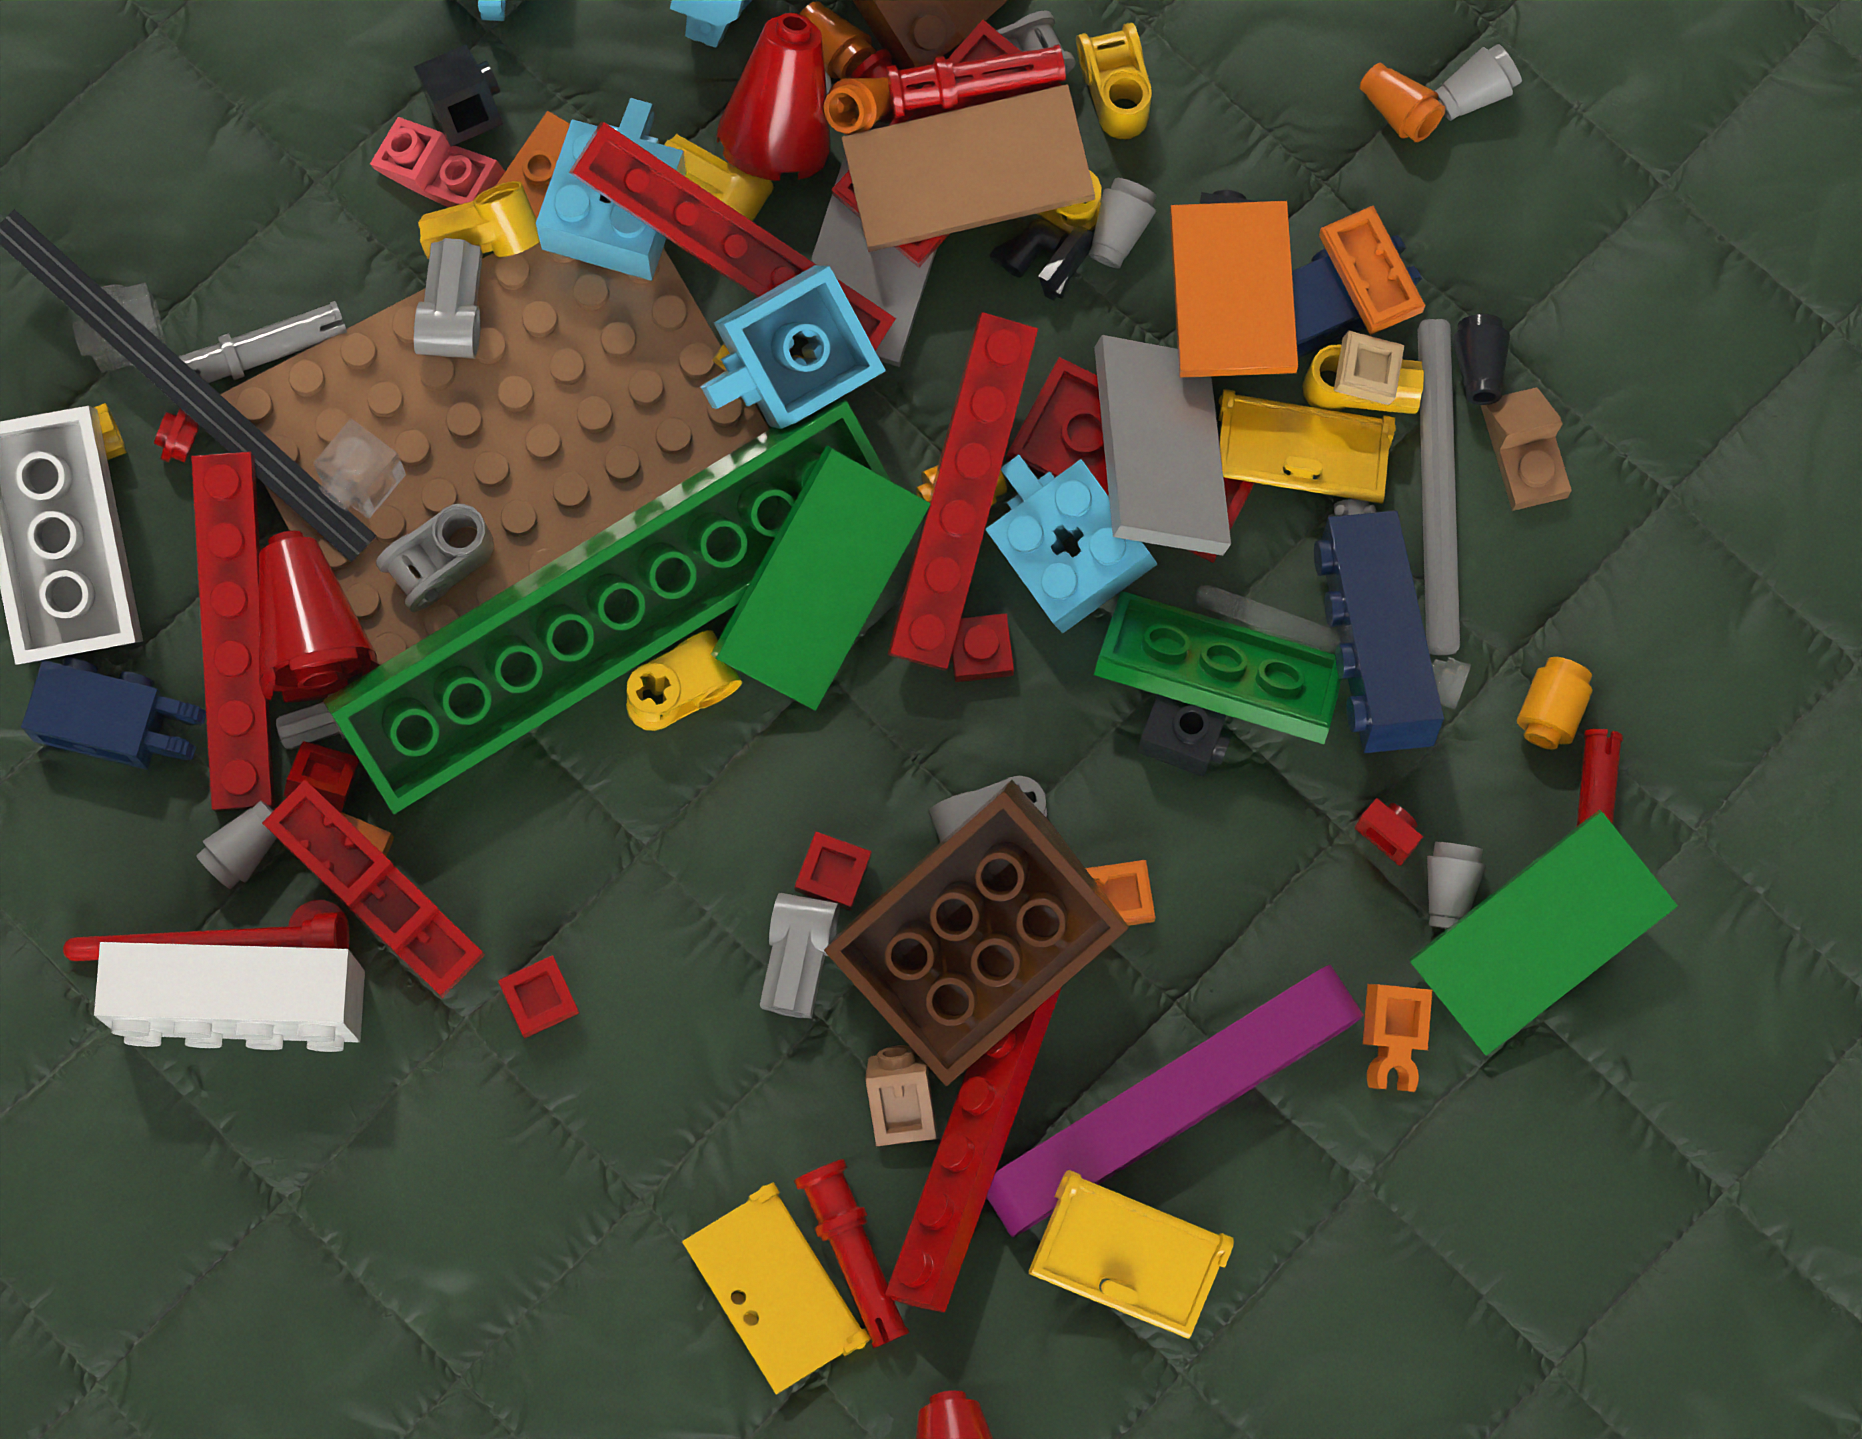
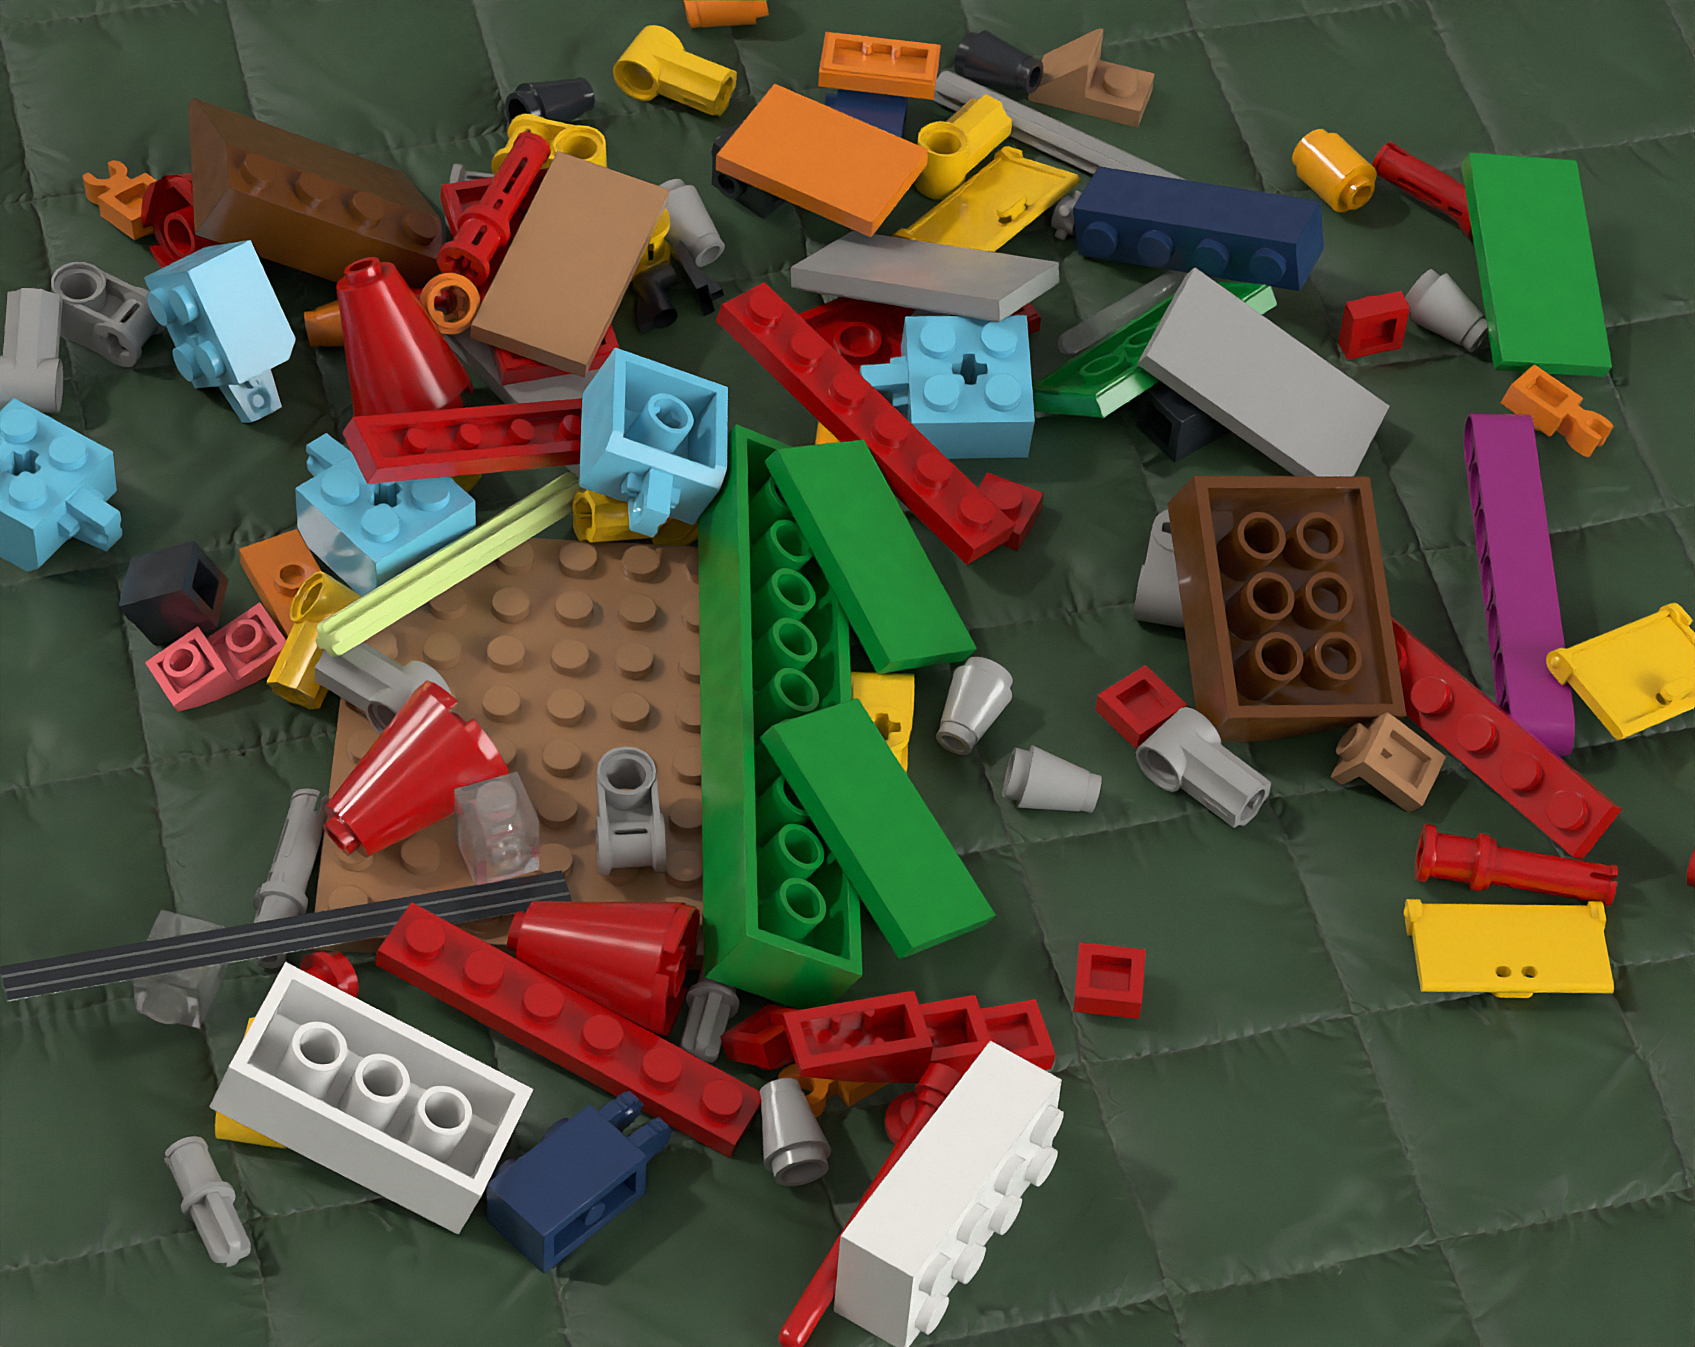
camera: 60 degrees left, 25 degrees down
(372, 378) = (411, 774): none -> red cone
(542, 743) = (878, 827): none -> green tile
(585, 272) = (447, 566): none -> yellowish green axle
(708, 843) = (1049, 782): none -> light grey cone
(750, 740) = (973, 703): none -> light grey cone
(1179, 38) = (551, 99): none -> black cone
(1224, 782) = (1261, 382): none -> light grey tile
(1284, 97) = (659, 65): none -> yellow piece
(1369, 368) = (961, 115): tan tile -> none

